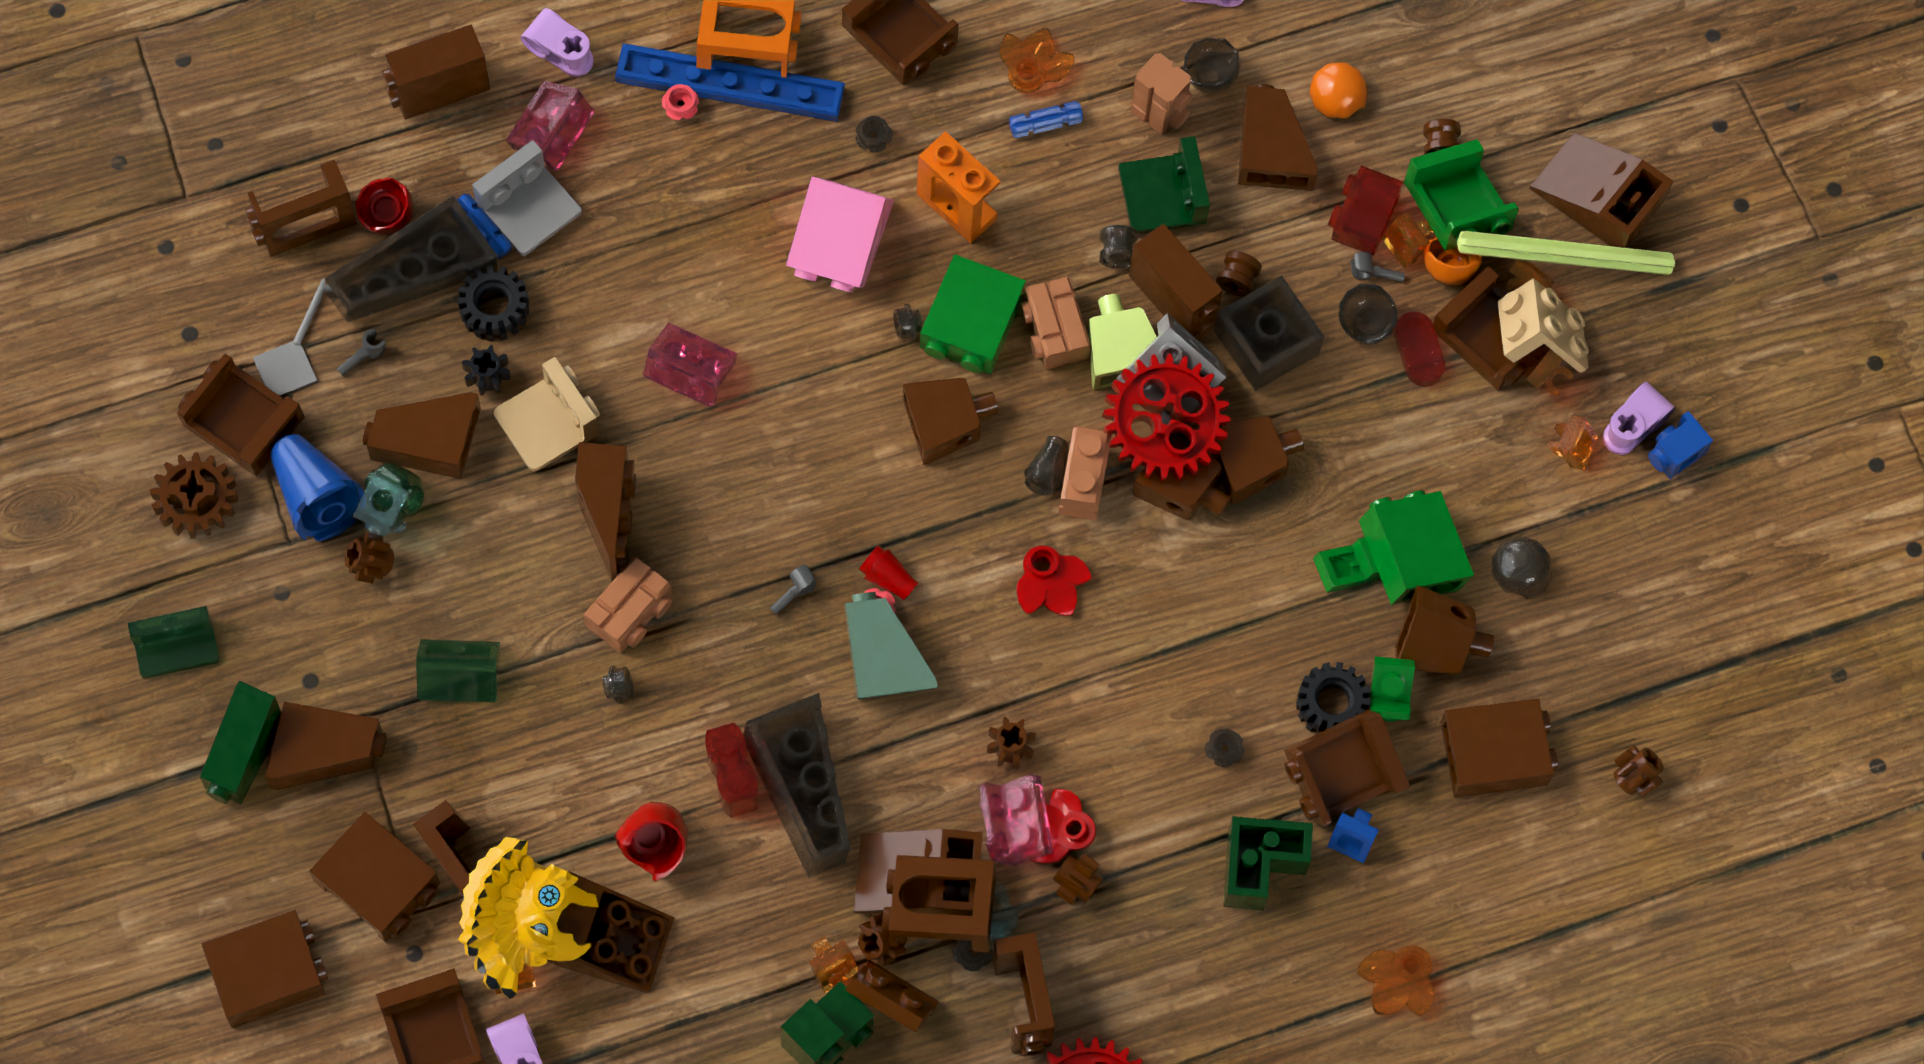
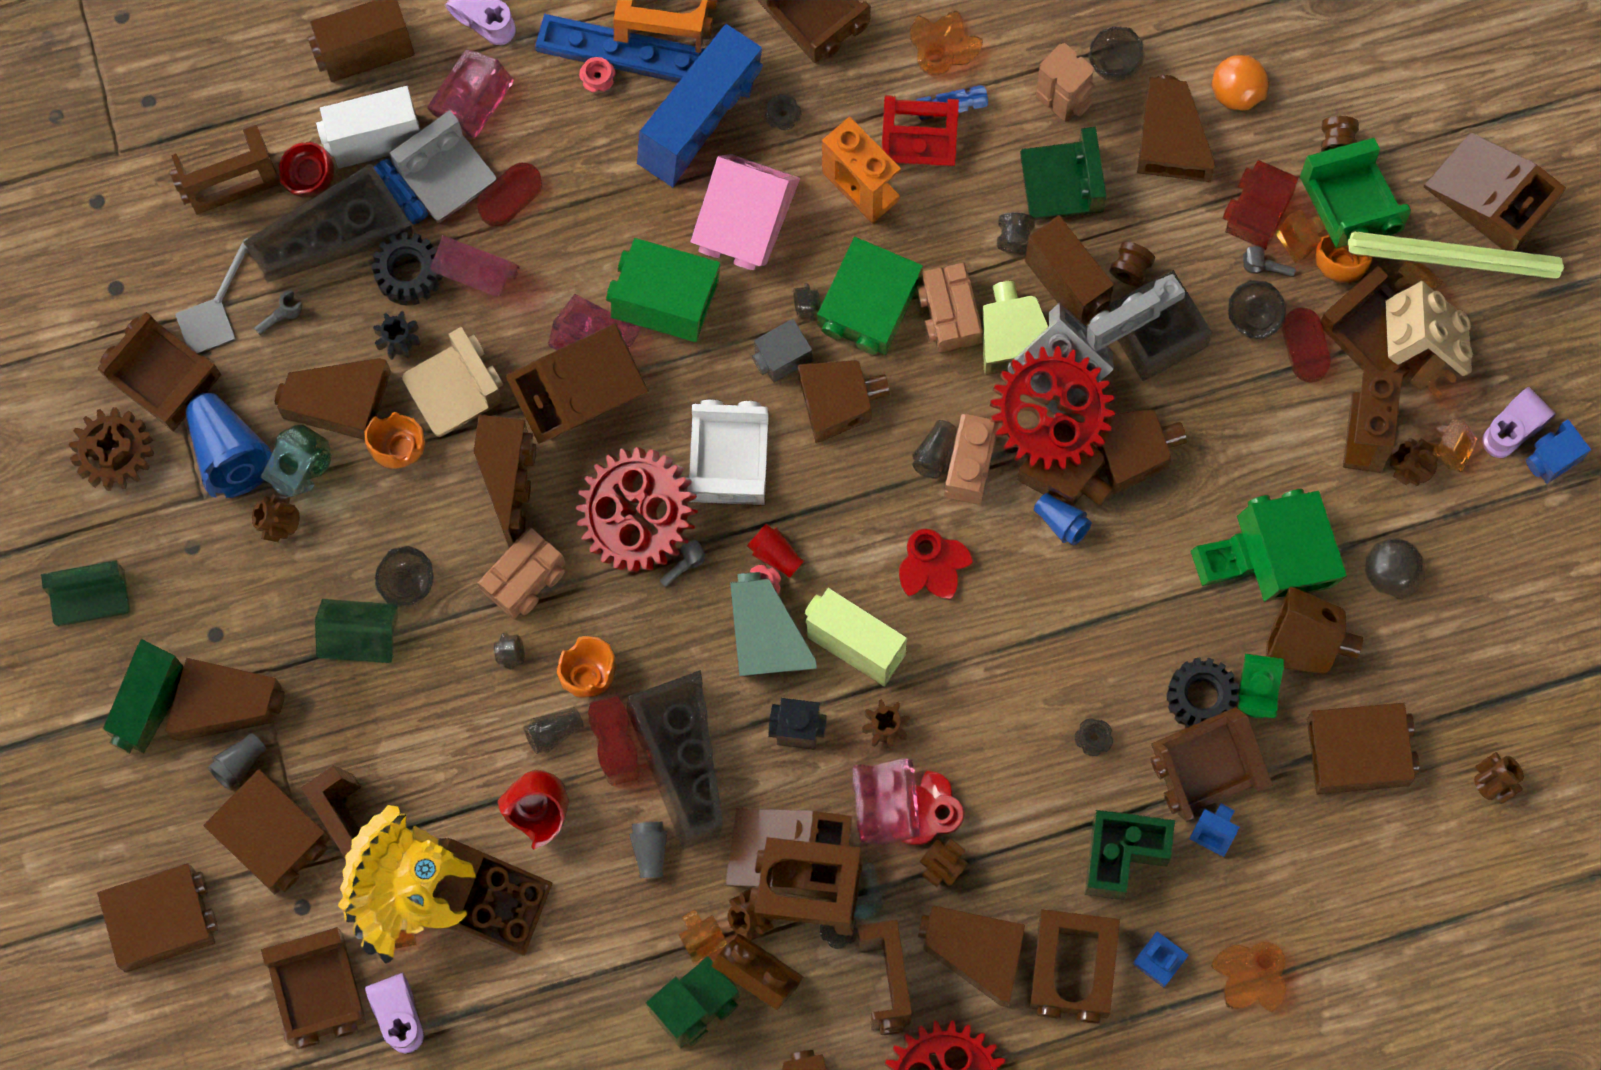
camera: 10 degrees right, 5 degrees up
(339, 807) = (236, 761): none -> dark grey cone
(448, 159) = (367, 126): none -> white brick
(489, 476) = (394, 440): none -> orange hair
(506, 612) = (404, 577): none -> clear smoke hair
(563, 297) = (473, 266): none -> clear pink bracket
(595, 225) = (509, 194): none -> clear red tile
(665, 762) = (552, 729): none -> clear smoke cone
(677, 410) = (576, 383): none -> reddish brown slope
(700, 696) = (587, 667): none -> orange hair
(760, 314) = (663, 289): none -> green brick
(767, 509) = (613, 534): none -> gear
(773, 876) = (649, 848): none -> dark grey cone
(786, 128) = (697, 104): none -> blue wedge
(835, 477) = (729, 452): none -> white panel
(884, 372) = (781, 351): none -> dark grey brick
(920, 745) = (797, 723): none -> black brick
(975, 653) = (855, 636): none -> yellowish green brick
(1017, 160) = (916, 143): none -> red plate
(1114, 964) = (975, 948): none -> reddish brown slope
(1183, 531) = (1063, 519): none -> blue cone
(1226, 936) = (1043, 995): none -> reddish brown panel
(1244, 318) = (1133, 313): none -> light grey hinge
(1304, 968) = (1160, 959): none -> blue tile
(1491, 419) = (1372, 422): none -> reddish brown panel
(1535, 460) = (1413, 461): none -> reddish brown gear

